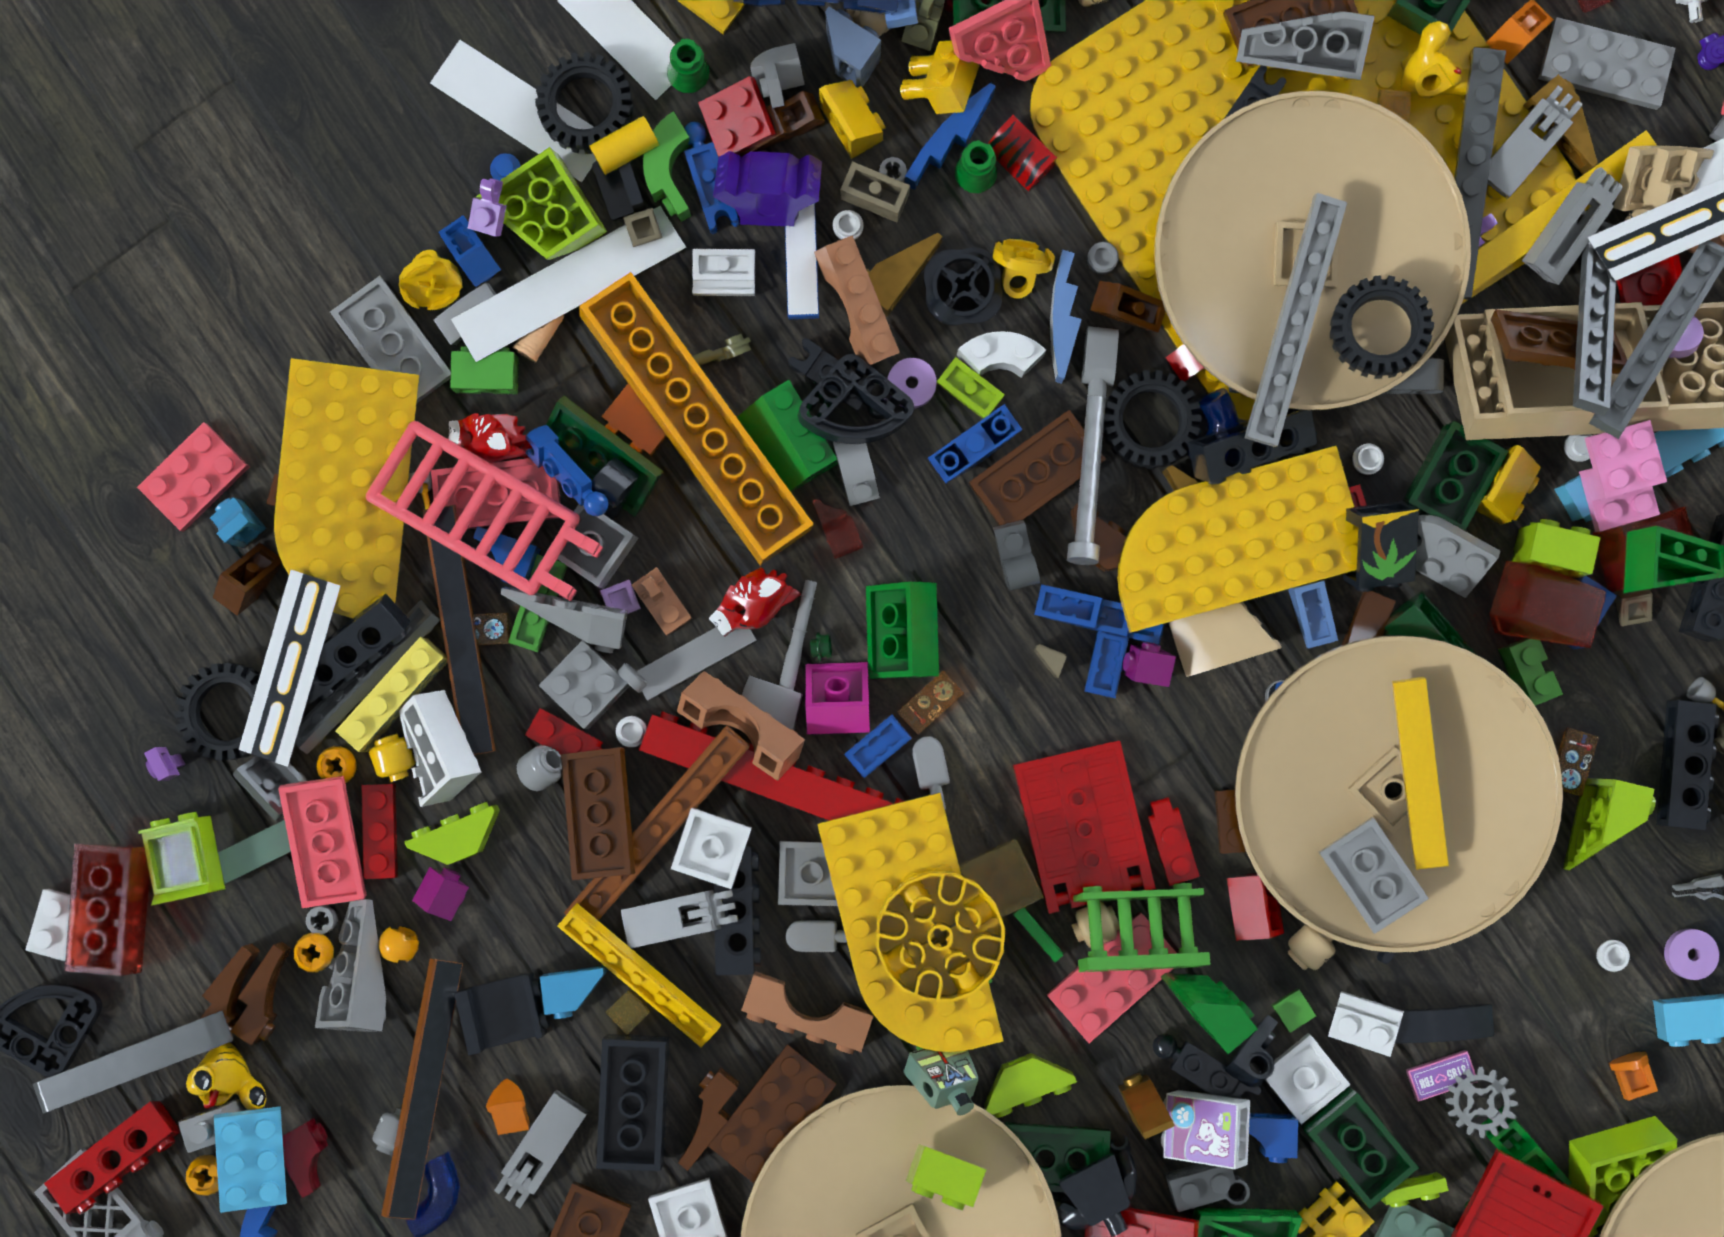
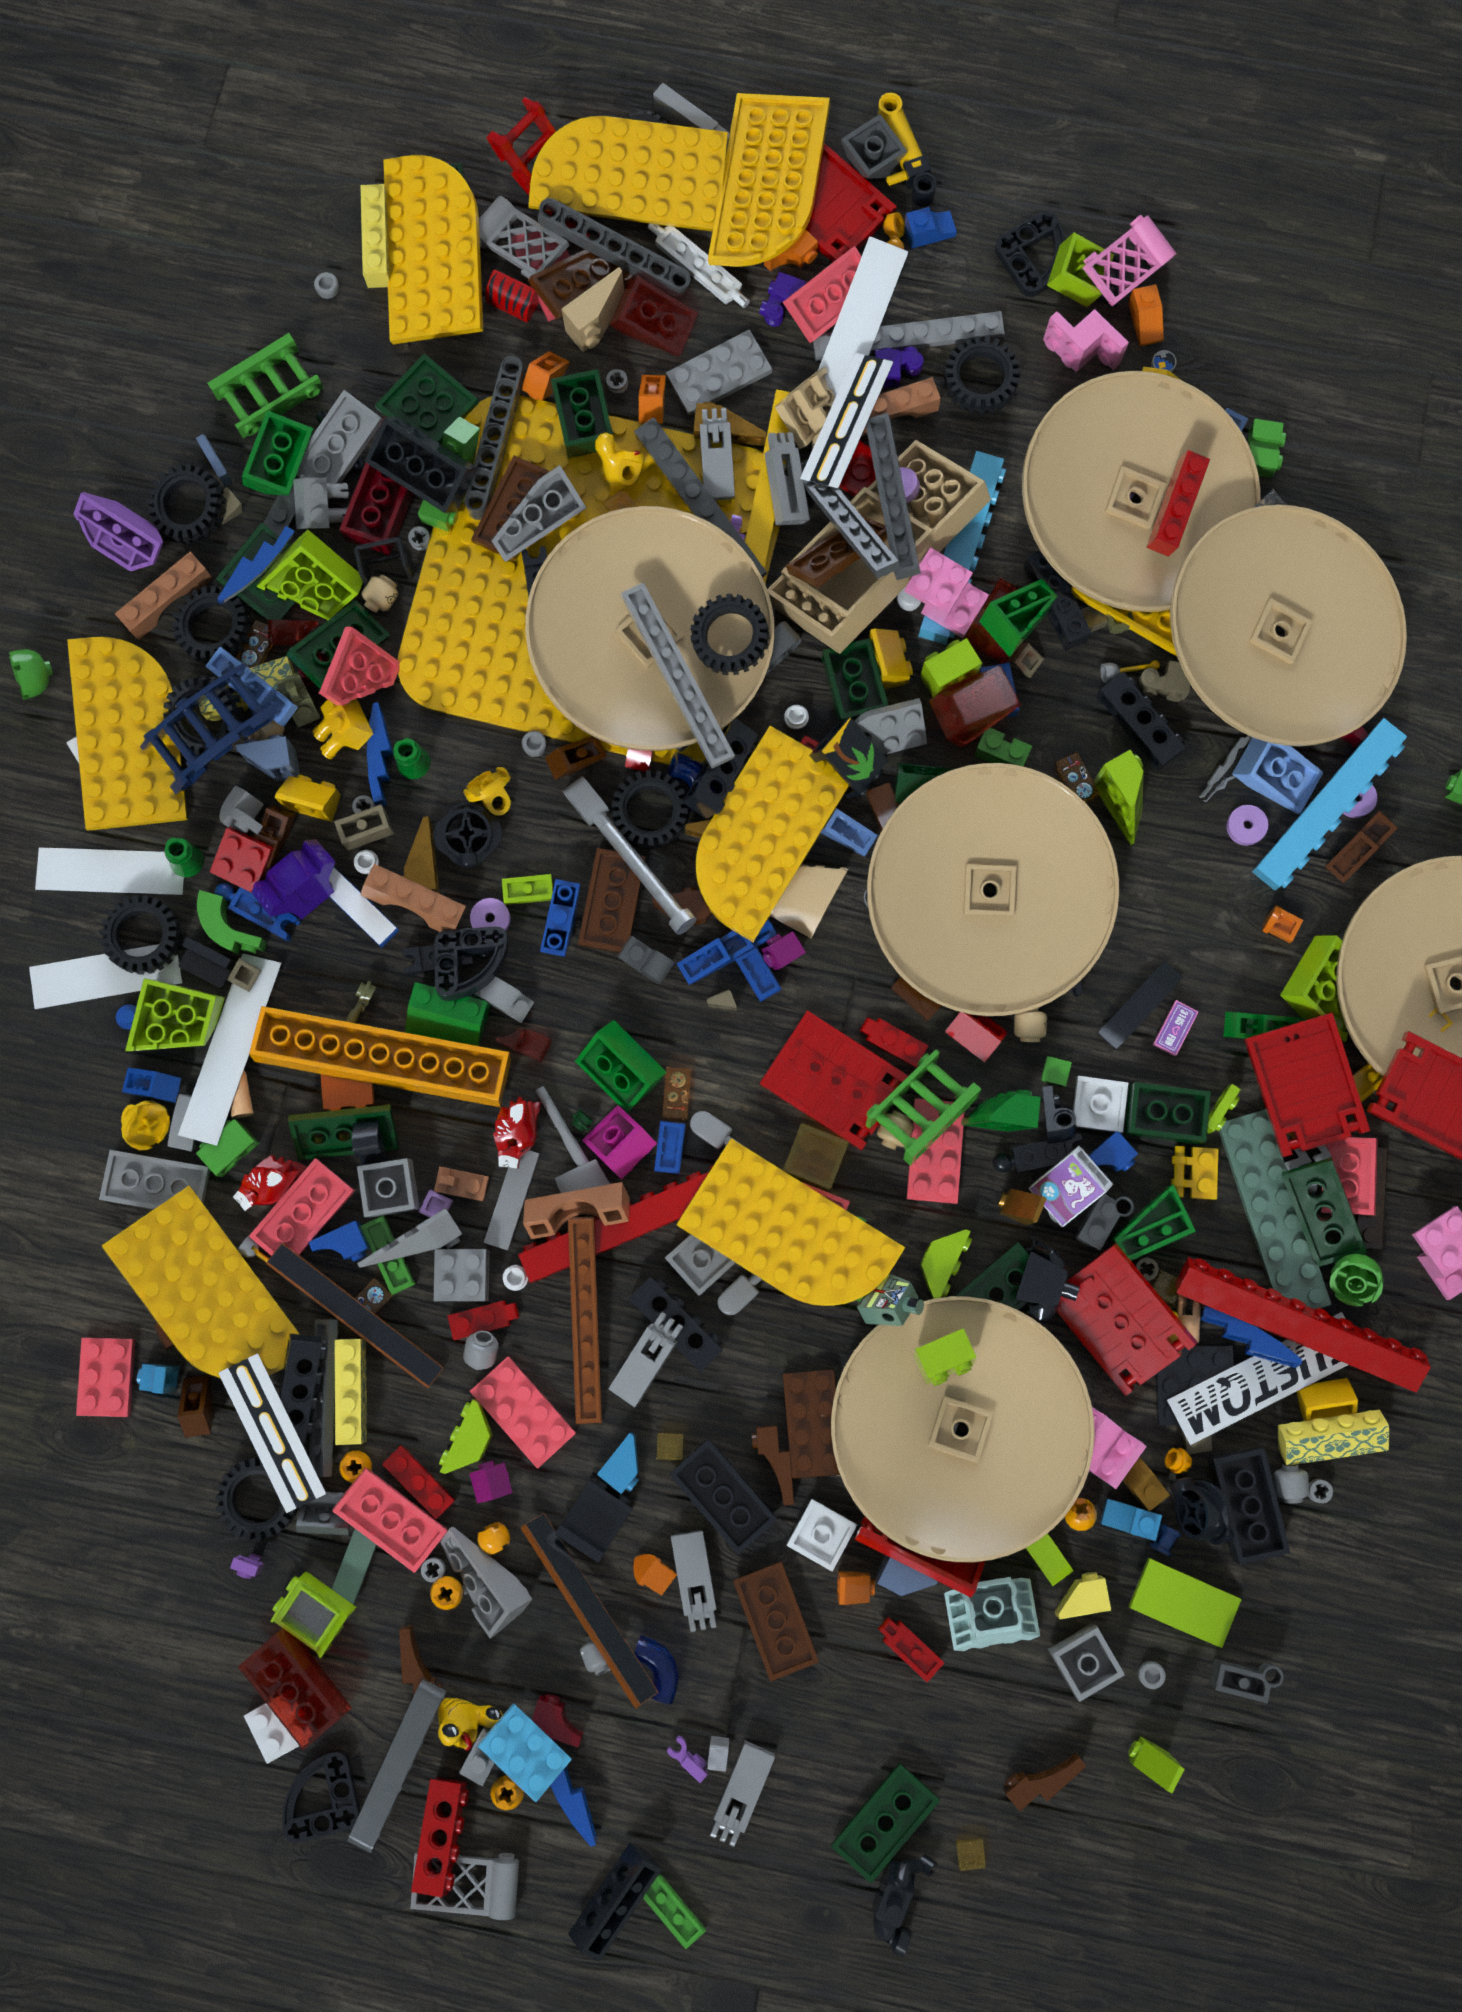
camera: 45 degrees left, 5 degrees down
(257, 1019) = (449, 1666): reddish brown slope -> none
(391, 757) = (385, 1429): yellow head -> none
(439, 747) = (408, 1395): white wedge -> none
(486, 212) = (142, 1051): medium lavender plate -> none
(492, 474) = (301, 1262): coral bar -> none
(527, 857) = (523, 1412): none -> coral plate
(558, 464) = (325, 1159): blue plate -> none
(598, 813) = (540, 1343): reddish brown plate -> none
(624, 145) = (188, 936): yellow brick -> none
(632, 677) = (485, 1244): light grey tile -> none
(639, 975) = (655, 1417): yellow tile -> none
(711, 848) = (627, 1298): white plate -> none
(723, 272) = (317, 956): white plate -> none
(844, 1026) = (806, 1330): nougat arch -> none
(934, 968) = (831, 1205): yellow brick -> none
(1001, 351) = (525, 851): white brick -> none
(1022, 153) = (430, 726): red brick -> none
(1038, 934) = (866, 1167): green tile -> none
(1062, 325) = (547, 803): medium blue slope -> none
(1365, 1023) = (1103, 1039): white plate -> none
(1373, 875) = (1023, 948): light grey plate -> none
(1420, 773) = (993, 865): yellow tile -> none
(1493, 1091) = (1210, 1010): light grey gear -> none
(1613, 955) = (1204, 867): white plate -> none

